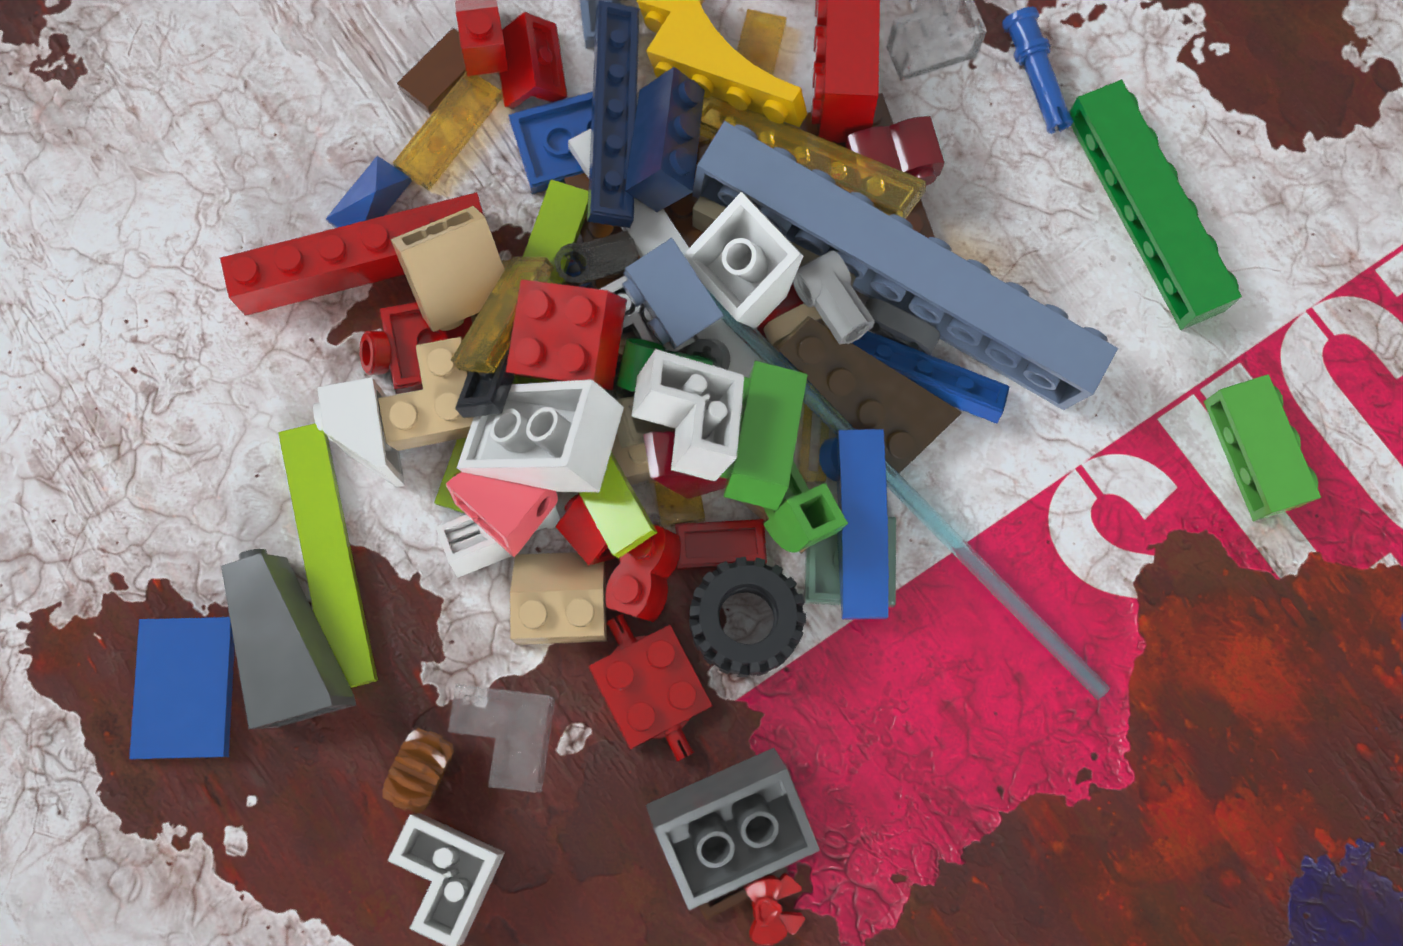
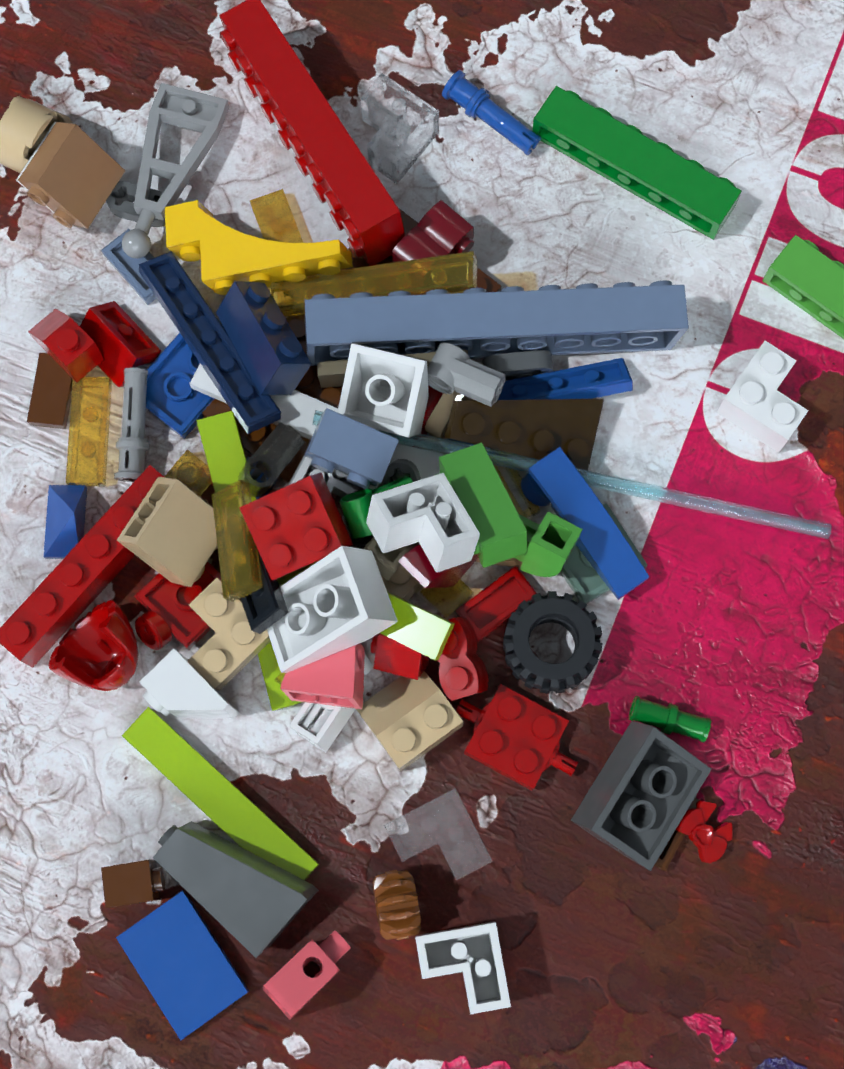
camera: 25 degrees left, 0 degrees up
(187, 578) = (132, 883): none -> reddish brown brick
(263, 782) = (292, 987): none -> coral torso
(309, 339) = (98, 651): none -> red hair
(479, 164) = (132, 444): none -> light grey pin
(511, 230) = (191, 473): none -> clear yellow plate
(813, 772) = (670, 719): none -> green pin
(1115, 516) = (757, 404): none -> white brick

